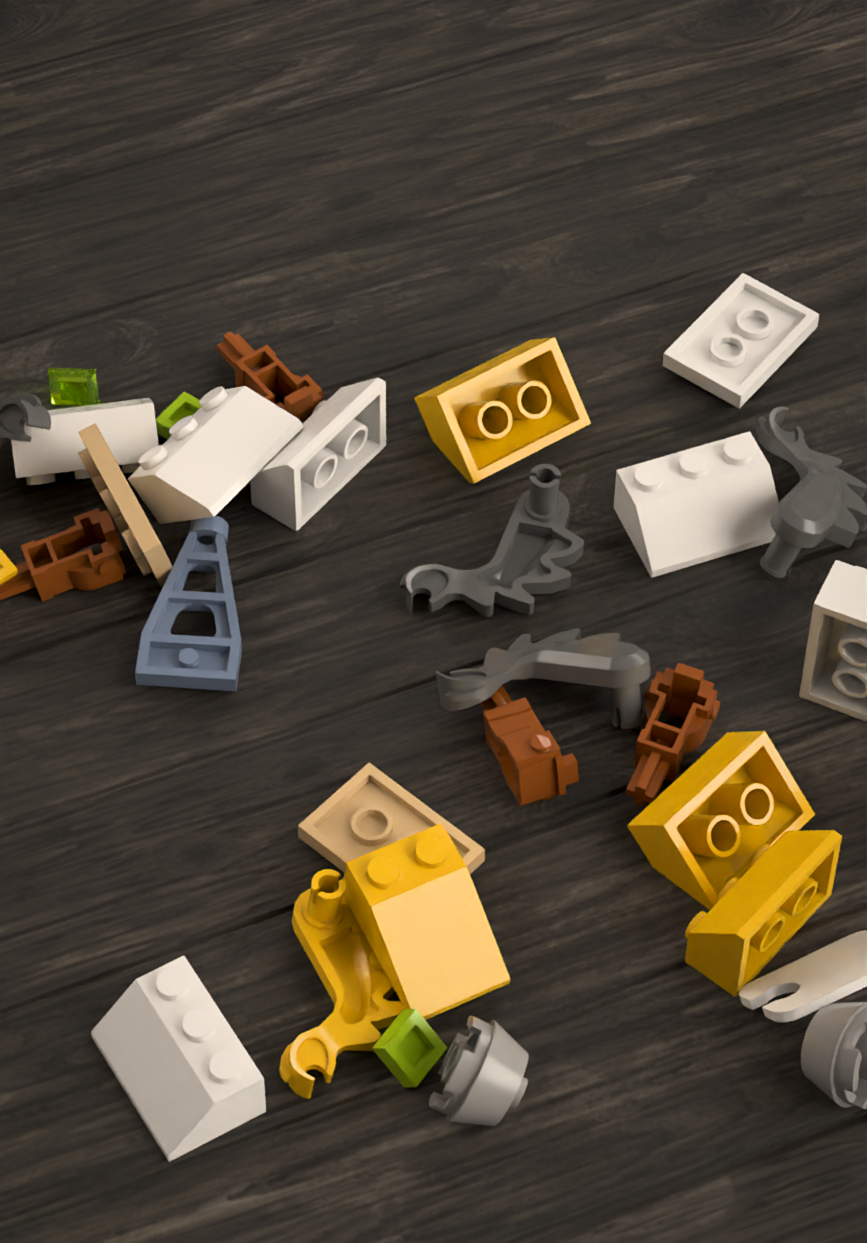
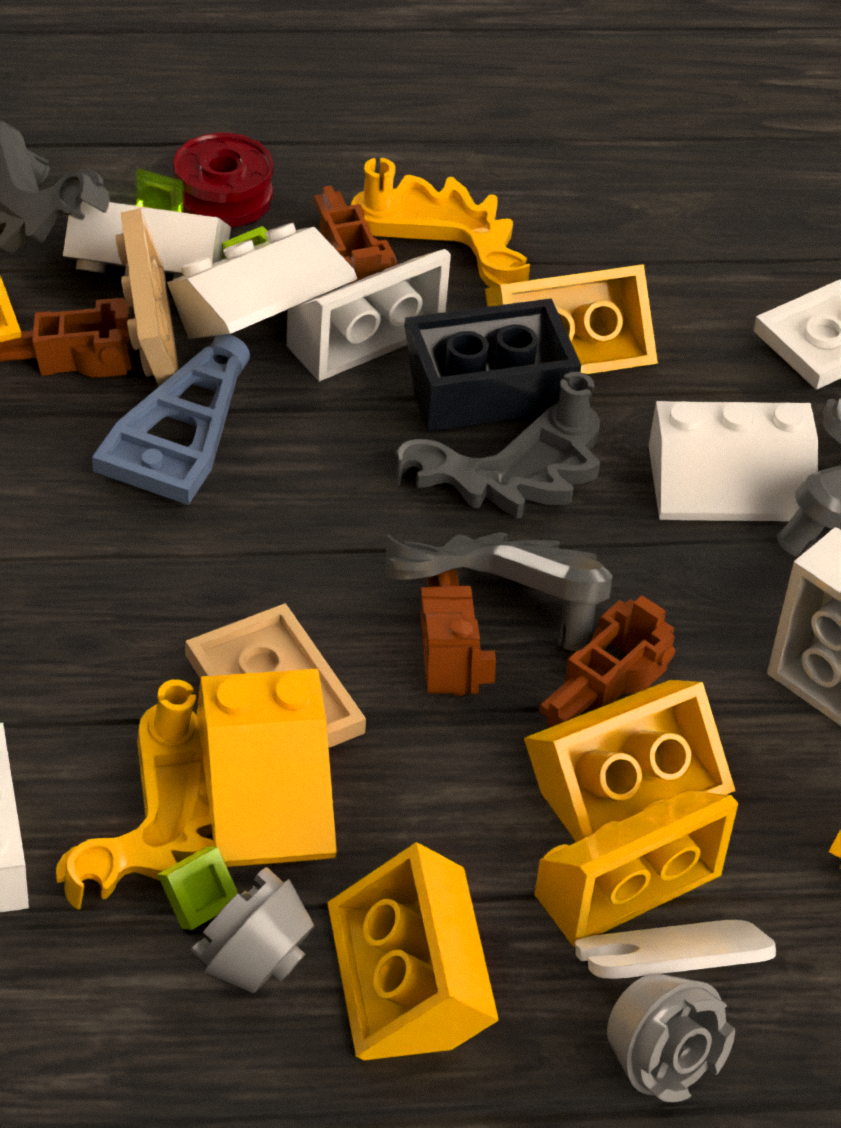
camera: 15 degrees right, 5 degrees down
(128, 349) = (225, 177): none -> dark red wheel
(309, 332) = (421, 212): none -> yellow animal
(451, 473) = (488, 363): none -> black slope
(611, 1052) = (411, 957): none -> yellow slope

